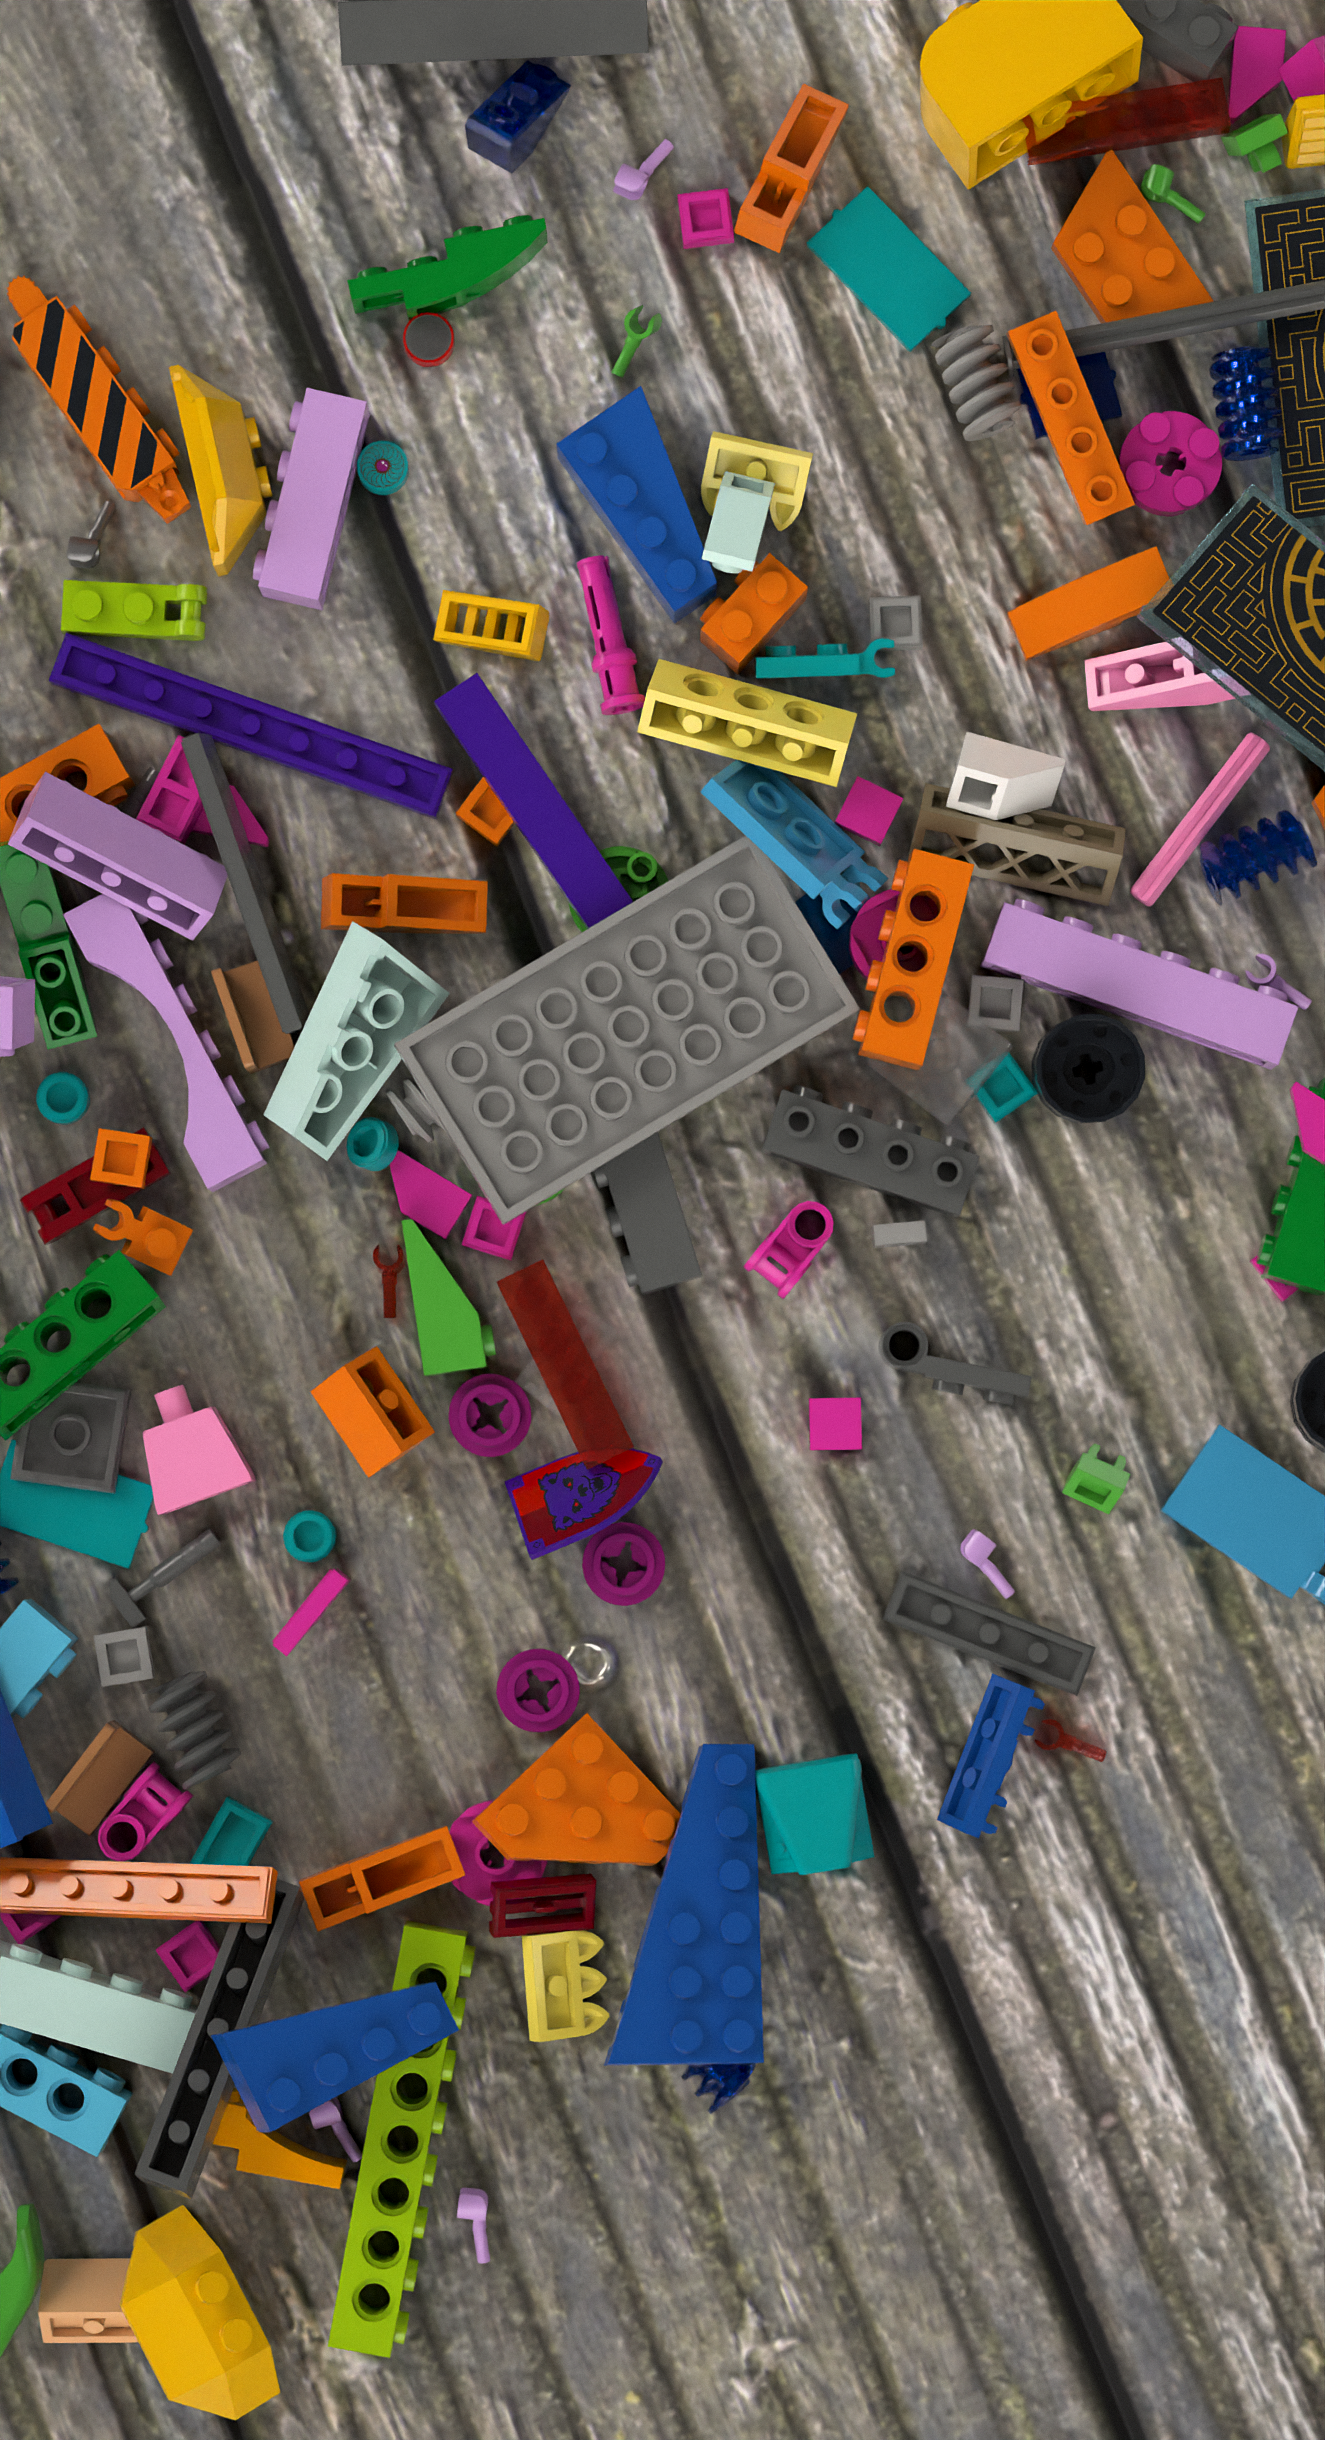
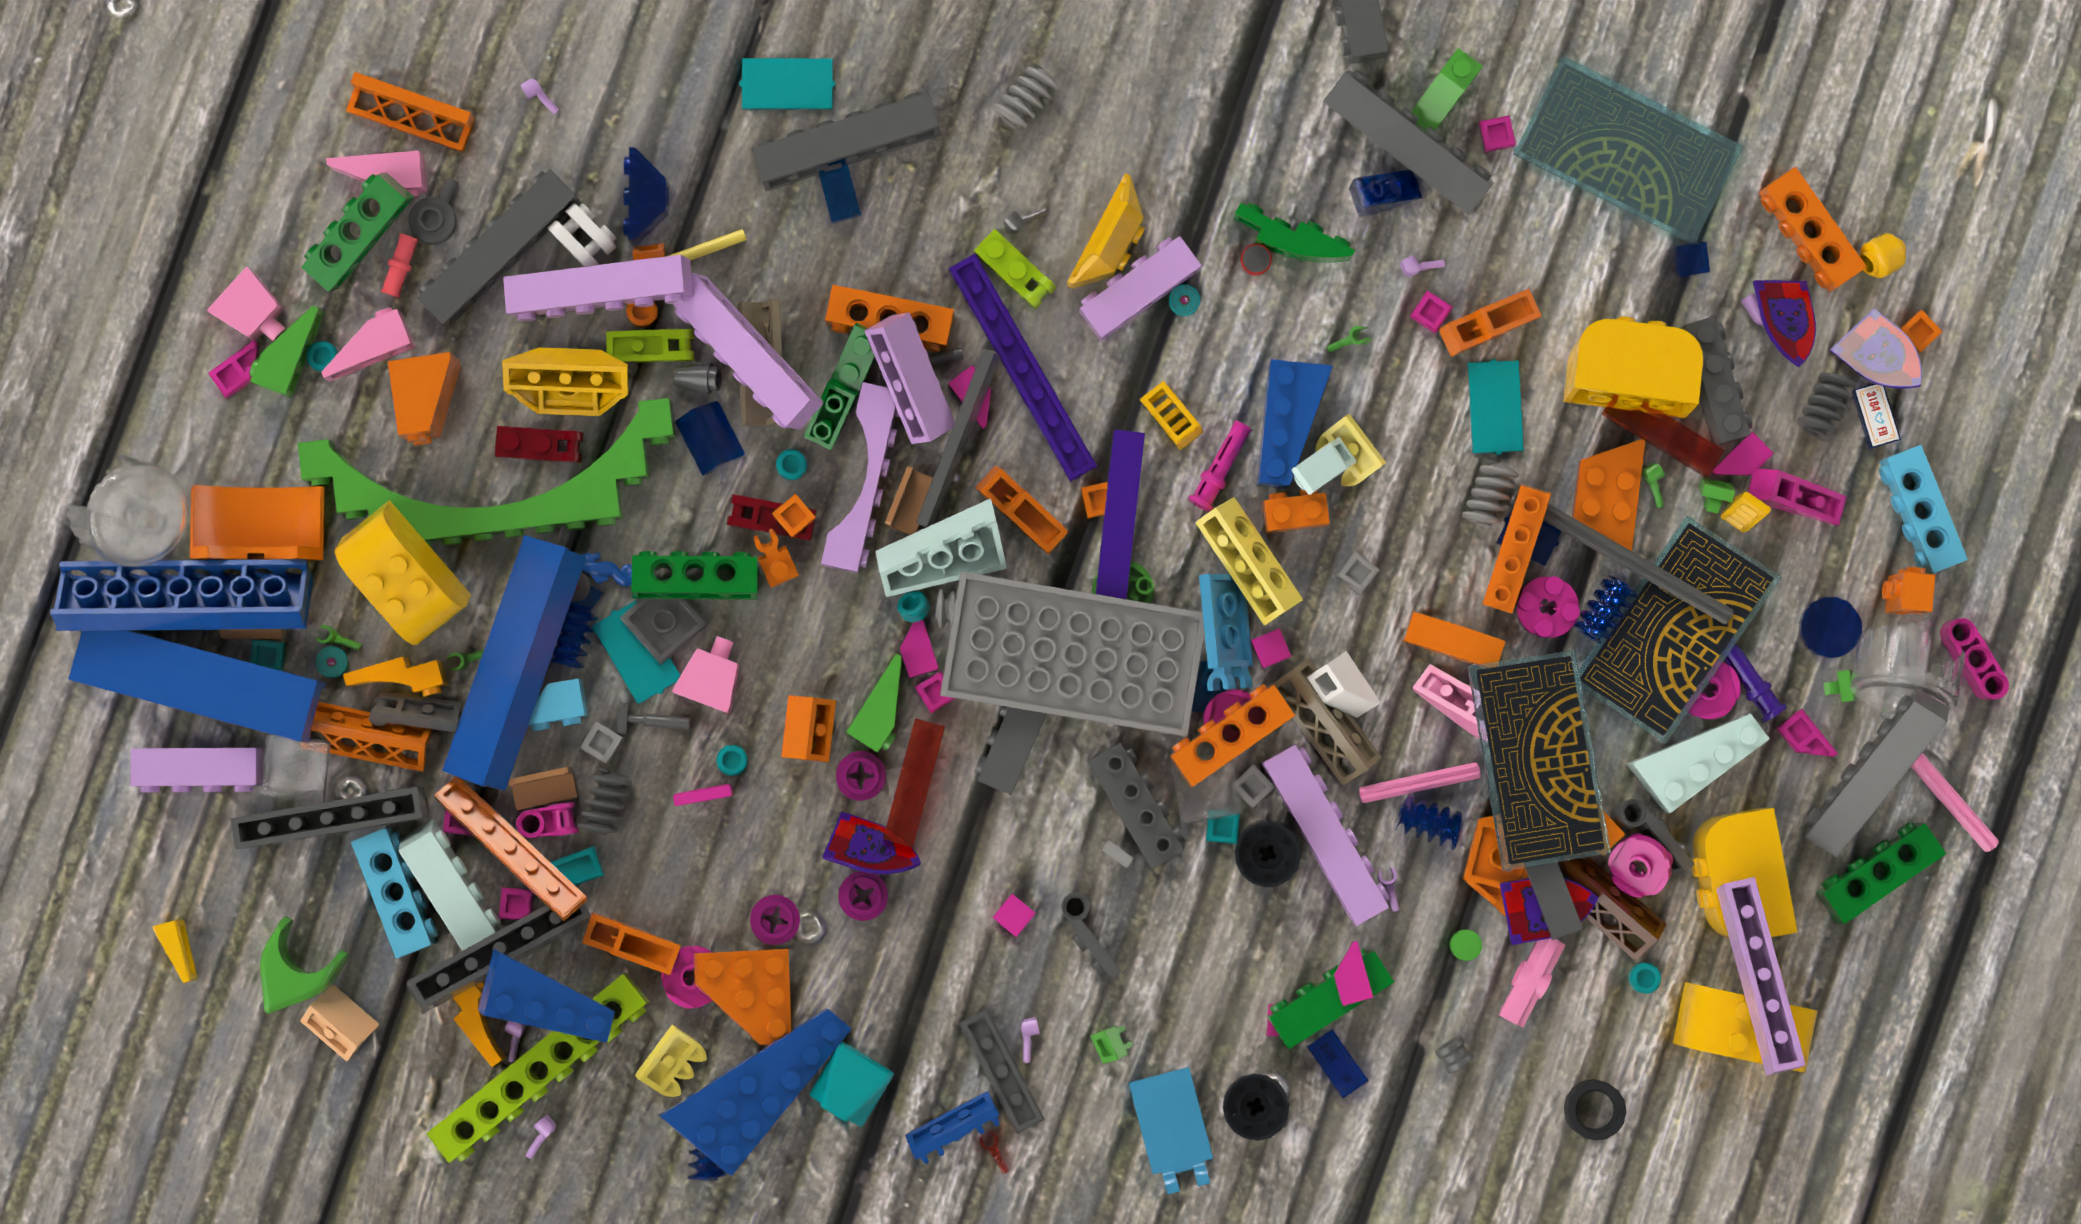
camera: 35 degrees right, 0 degrees up
(94, 402) = (1077, 159): orange hinge -> none
(174, 798) = (958, 371): dark pink tile -> none
(196, 2320) = (377, 1070): yellow wedge -> none
(389, 1280) = (868, 674): clear red hand -> none
(543, 1886) = (673, 1003): dark red tile -> none
(789, 1249) = (1061, 818): dark pink piece -> none
(829, 661) = (1310, 564): teal plate -> none

